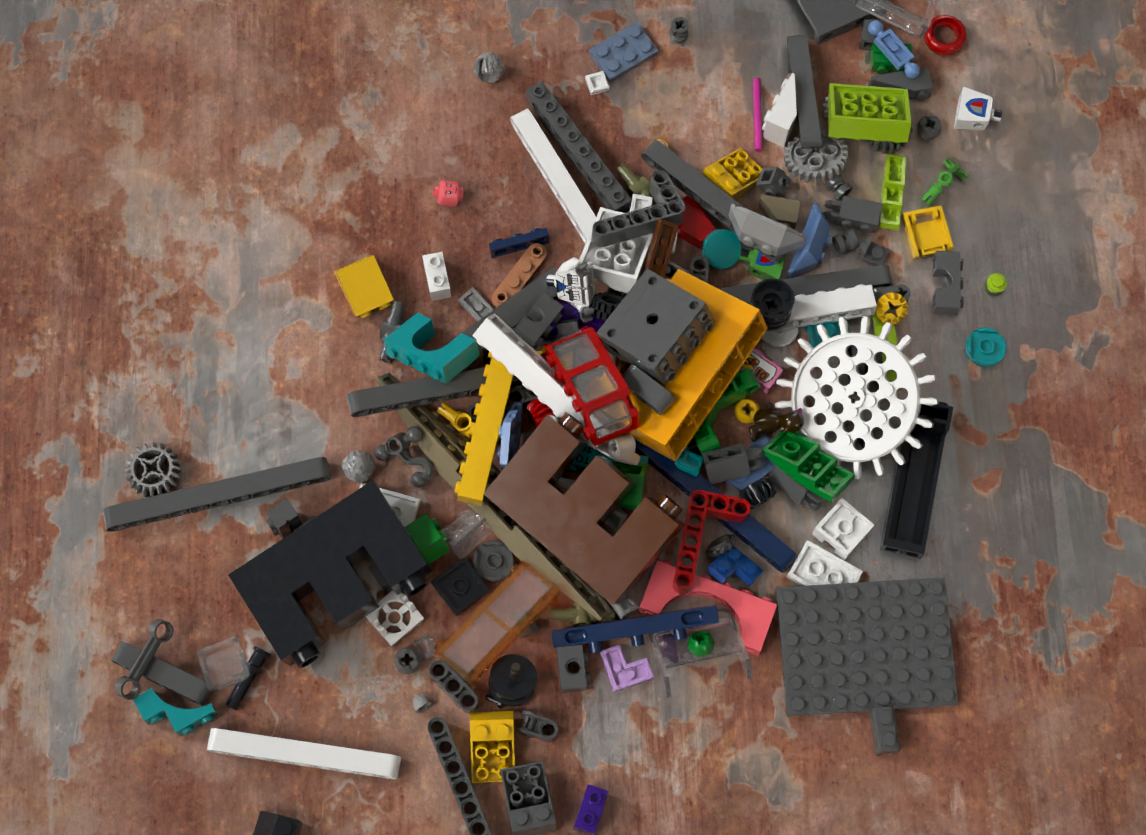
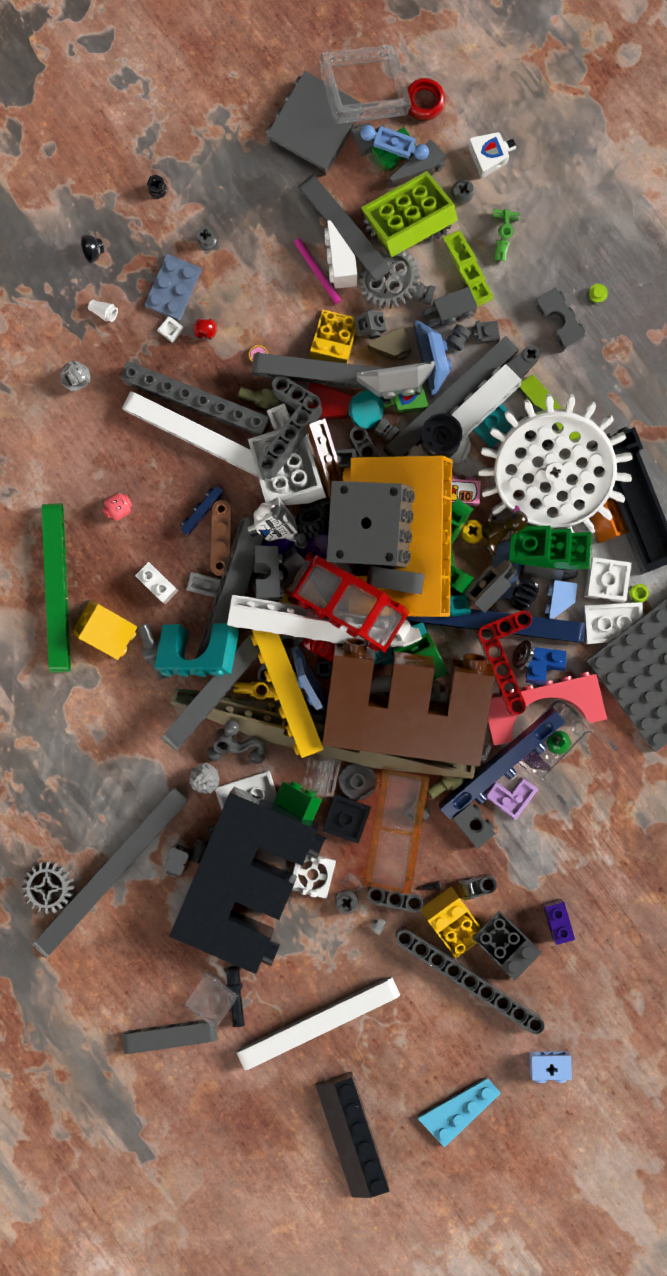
camera: 30 degrees left, 15 degrees up
(144, 659) = (150, 1038): dark grey piece -> none
(182, 720) = (180, 1064): teal arch -> none
(346, 227) = (56, 588): none -> green beam
(512, 680) = (436, 865): black wheel -> none
(551, 33) = (104, 310): none -> white cone
(627, 98) = (205, 328): none -> red piece
(727, 277) = (391, 431): none -> dark grey wheel
(790, 519) = (561, 595): none -> light blue slope
(865, 562) = (639, 593): none -> lime plate
(877, 486) = (605, 528): none -> orange panel
(883, 306) = (532, 363): yellow gear -> none
(928, 235) = (519, 287): yellow container -> none
(985, 347) = (621, 353): teal tile -> none

